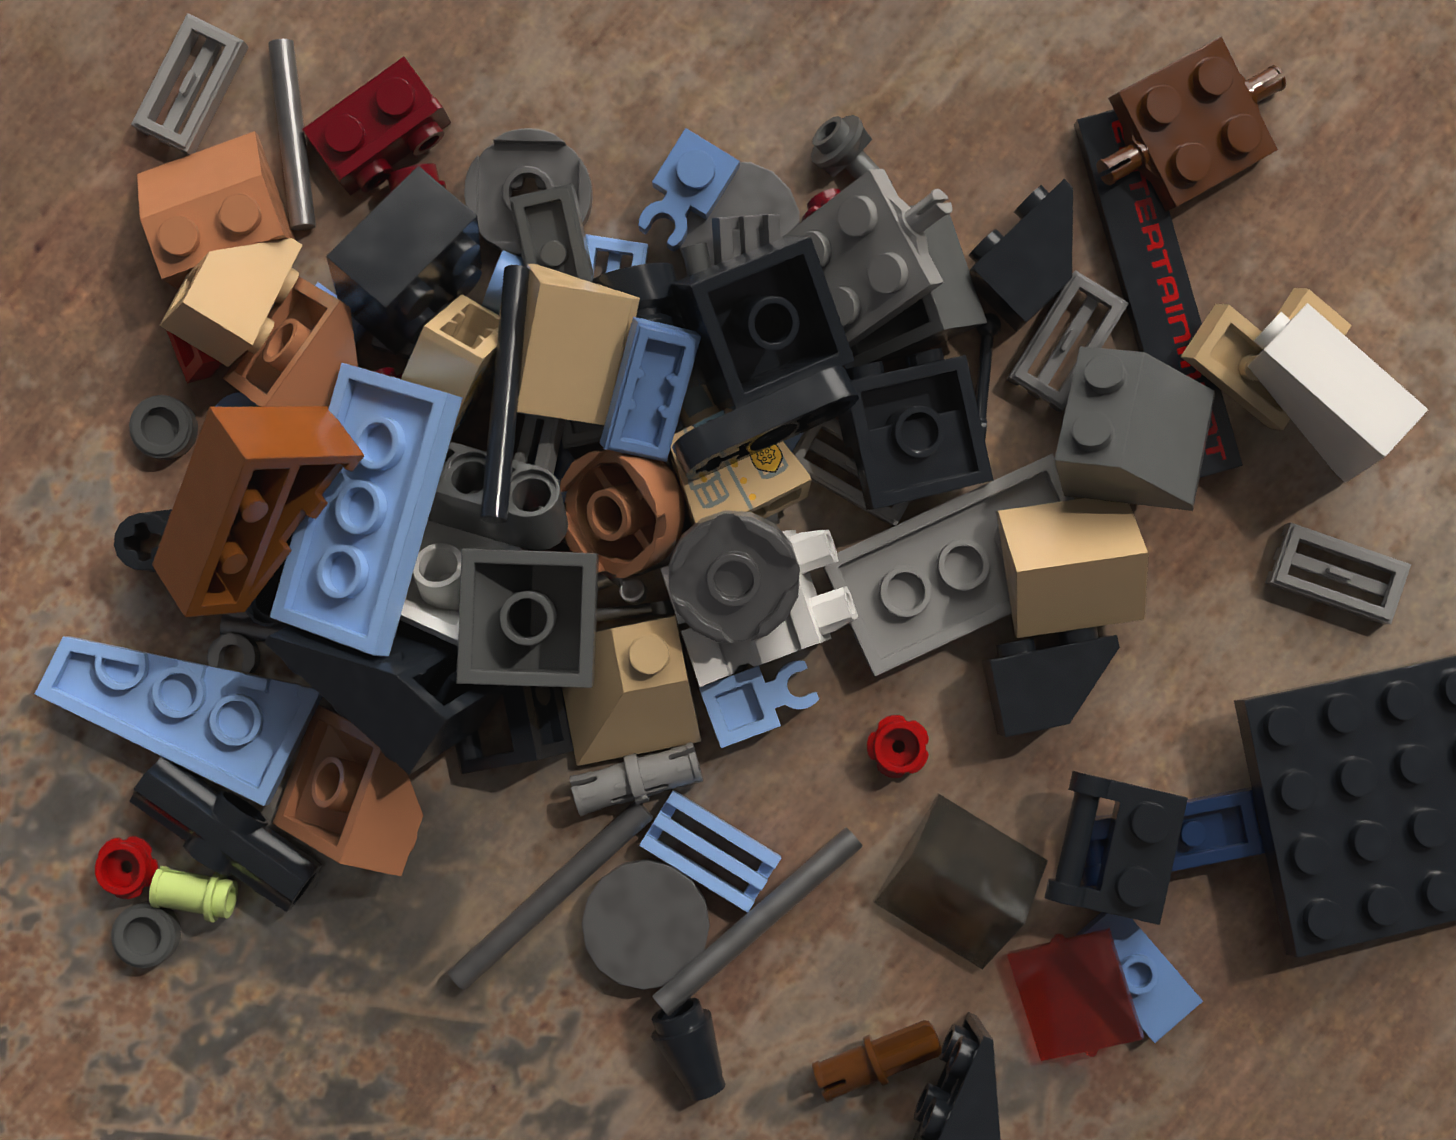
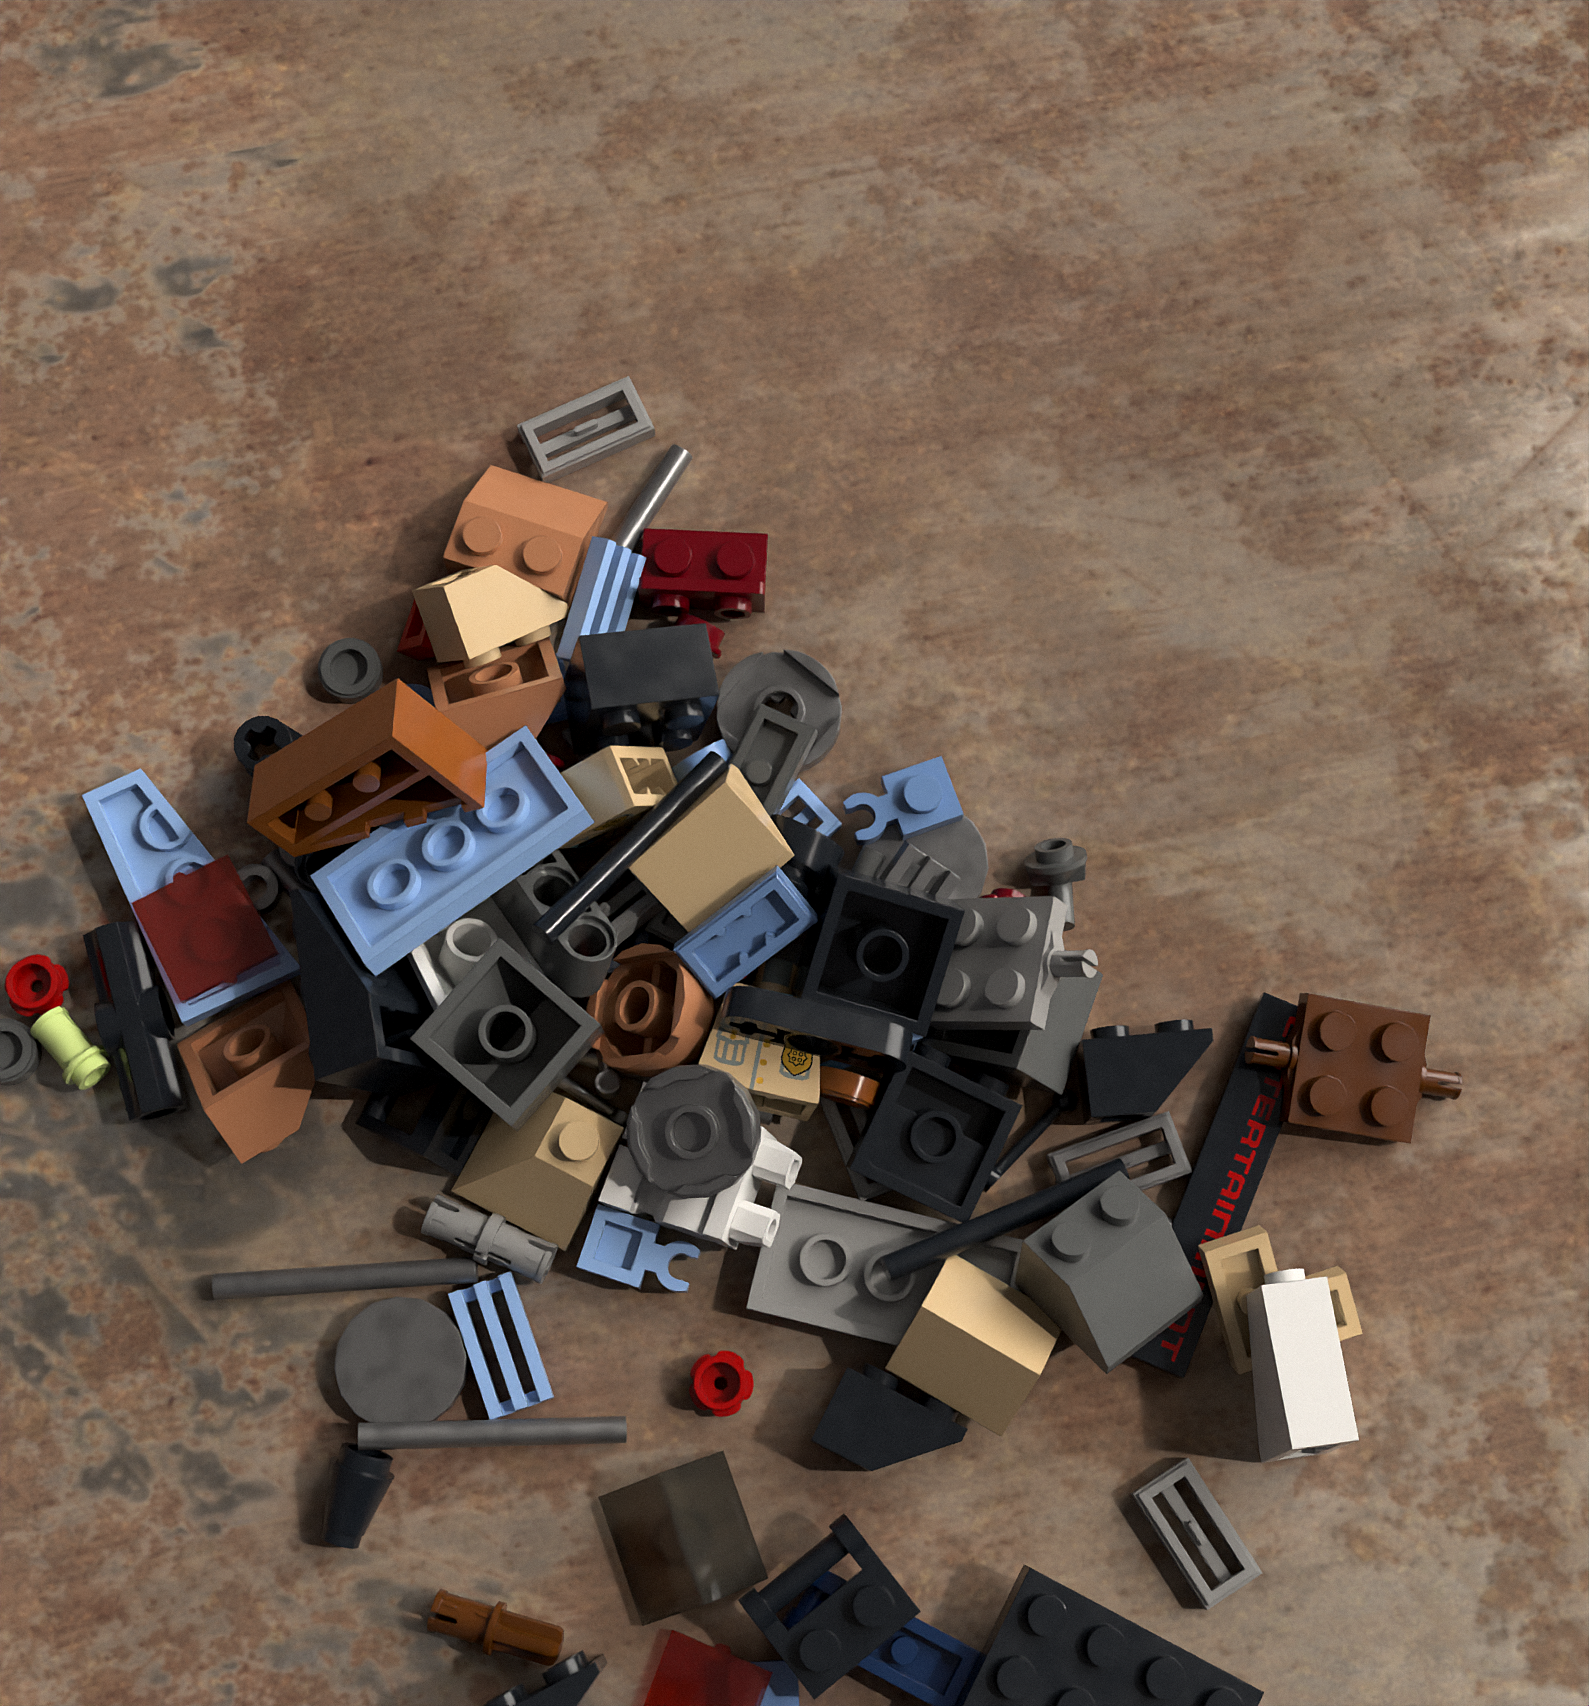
camera: 35 degrees right, 10 degrees down
(220, 720) = (205, 929): none -> clear red piece
(313, 209) = (602, 593): none -> light blue tile
(822, 447) = (848, 1088): none -> dark orange tile
(1017, 456) = (996, 1222): none -> black bar

